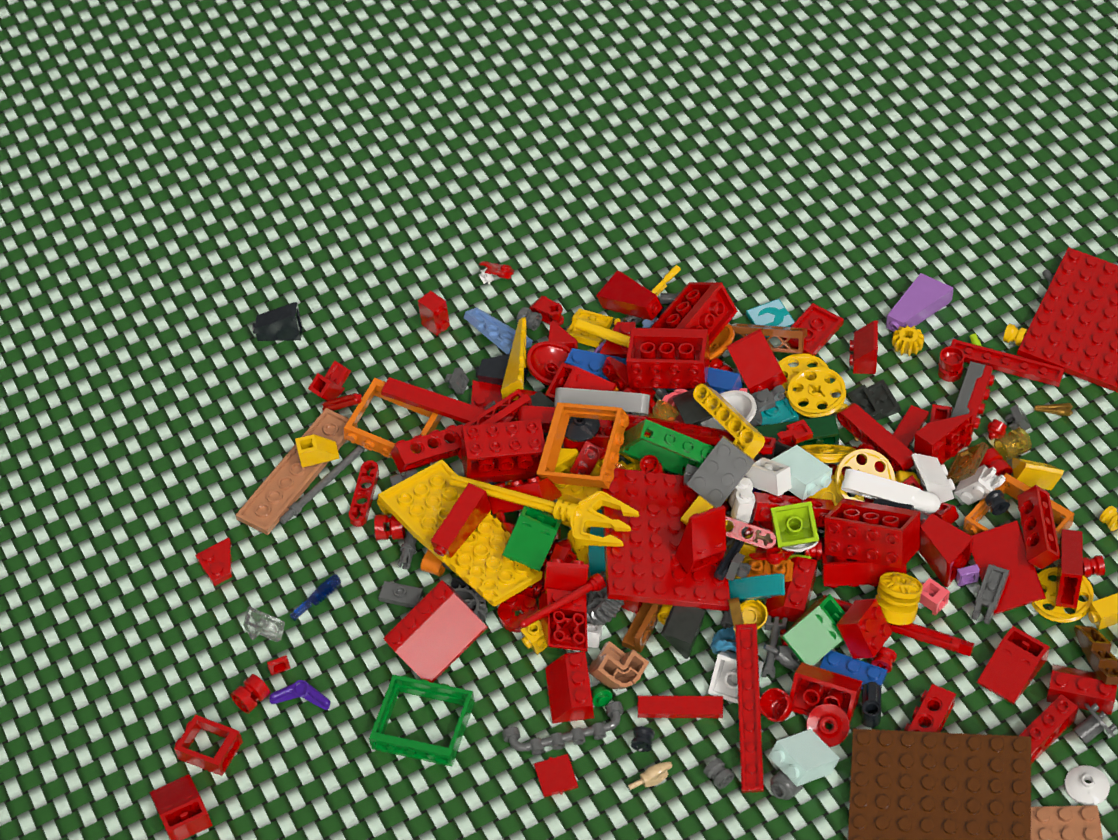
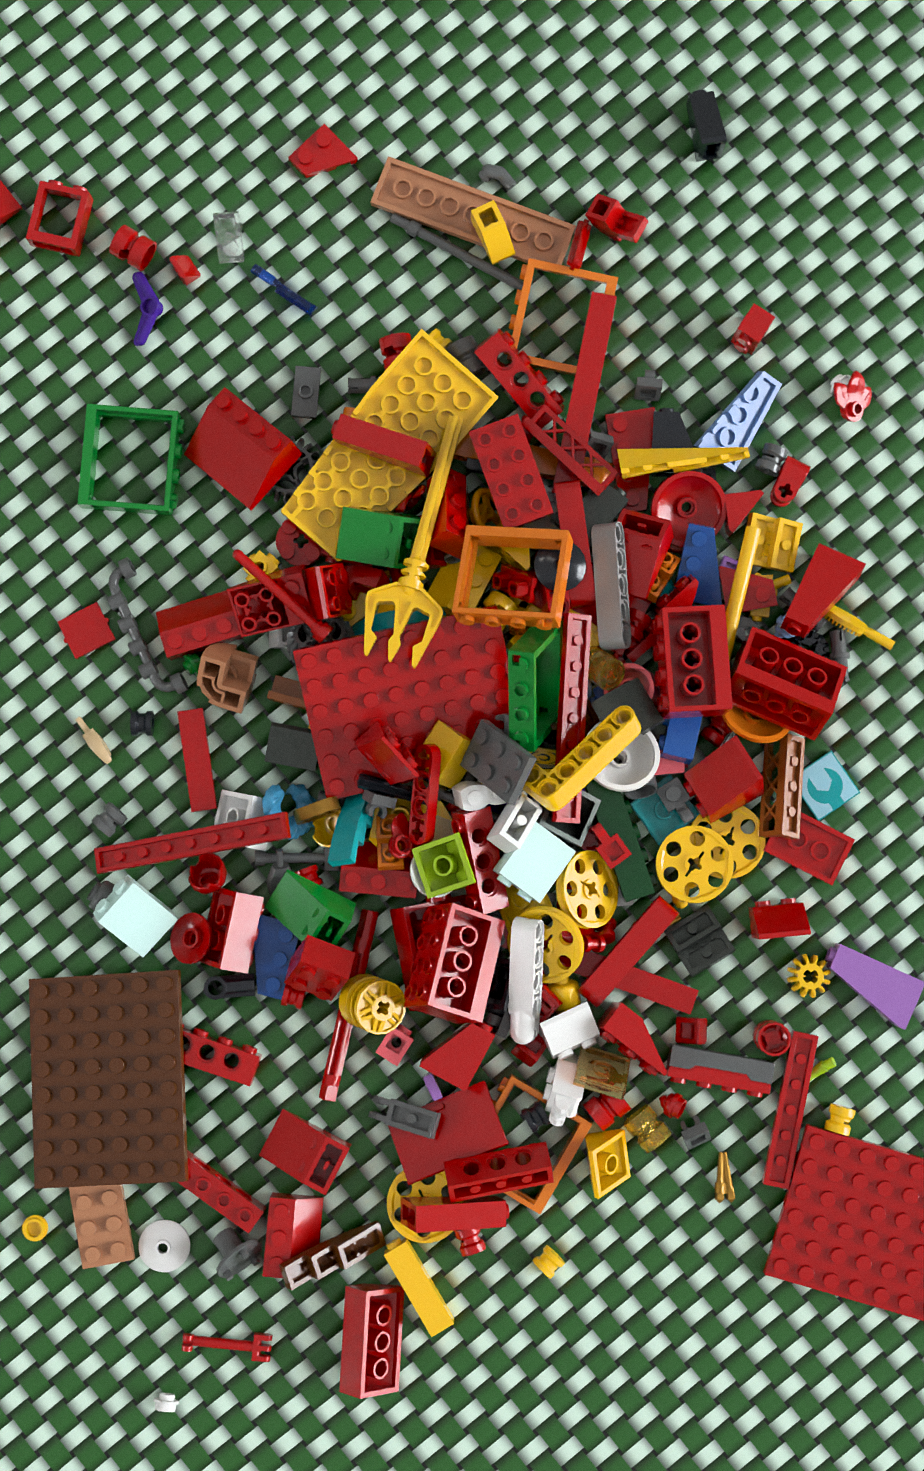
camera: 75 degrees right, 35 degrees up
(271, 451) = (497, 172): none -> dark grey arm
(366, 493) = (452, 313): red beam -> none

